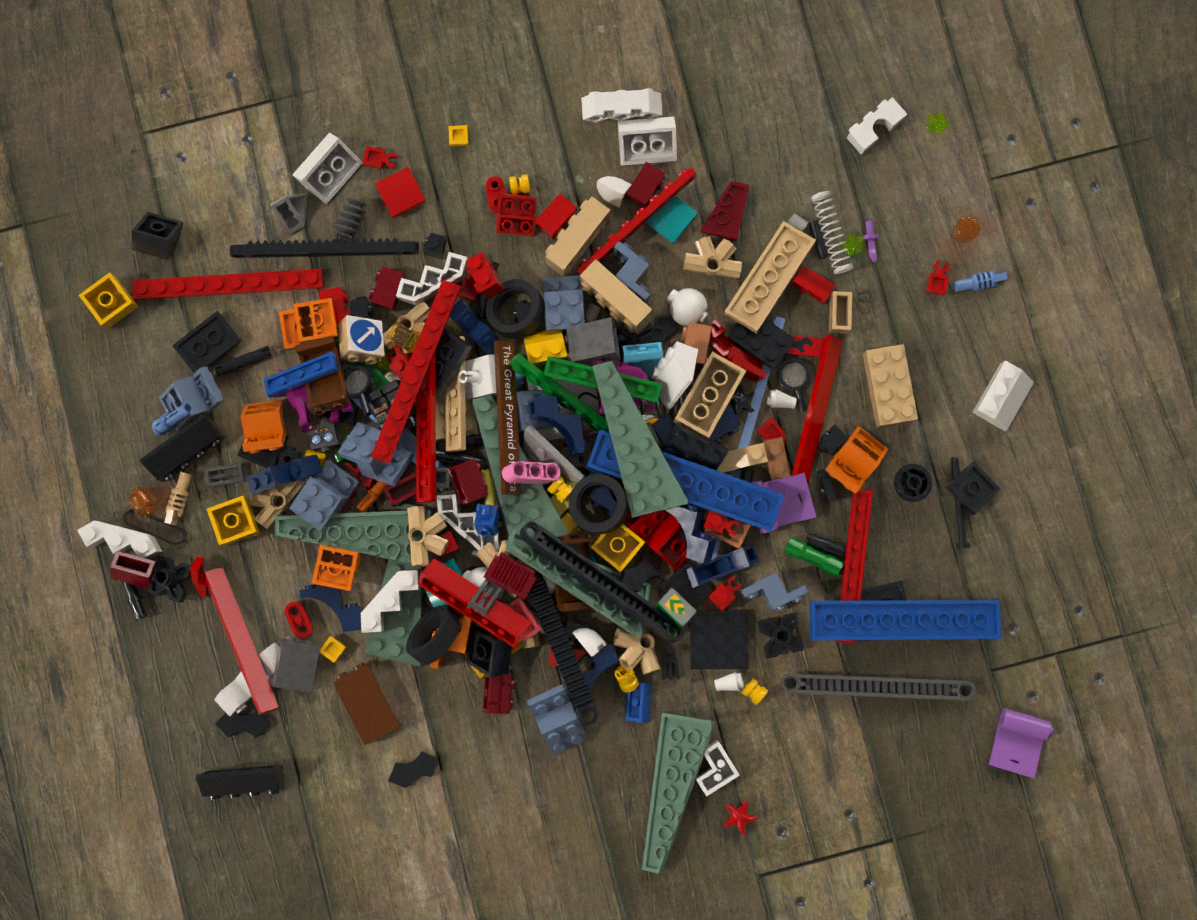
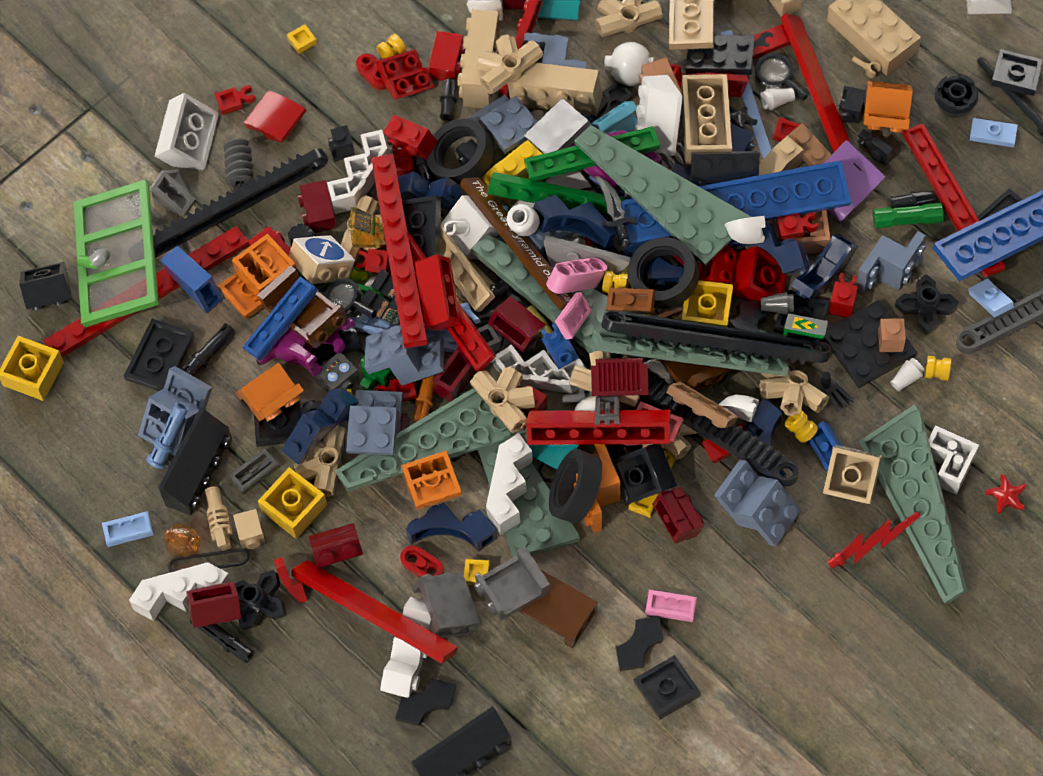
camera: 25 degrees left, 20 degrees down
(111, 468) = (127, 529): none -> light blue plate
(194, 521) = (249, 529): none -> tan brick
(198, 242) = (95, 261): none -> light grey arm
(218, 242) = (123, 226): none -> door
(245, 571) = (335, 545): none -> dark red brick
(260, 297) = (192, 278): none -> blue slope
(345, 681) = (512, 585): none -> flat silver panel
(412, 814) = (667, 687): none -> black plate
(421, 427) = (437, 292): none -> red brick
(441, 445) = (465, 306): none -> light blue hand
(451, 756) = (671, 605): none -> bright pink plate
(507, 505) = (573, 316): none -> bright pink plate
(518, 405) = (523, 220): none -> white head
(537, 253) = (448, 99): none -> black axle
(558, 630) = (701, 405): none -> medium nougat plate
(559, 515) = (631, 300): none -> dark orange plate
(581, 258) = (507, 63): none -> tan piece
(592, 437) = (614, 209): none -> piece
(631, 795) = (860, 549): none -> red piece
(637, 740) = (852, 474): none -> tan brick
(671, 573) = (778, 303): none -> dark grey cone
(677, 511) = (747, 230): none -> white brick
(734, 650) = (891, 335): none -> nougat brick
(829, 660) = (991, 298): none -> light blue plate
(865, 412) = (873, 65): none -> tan hand
(923, 525) = (993, 132): none -> light blue plate

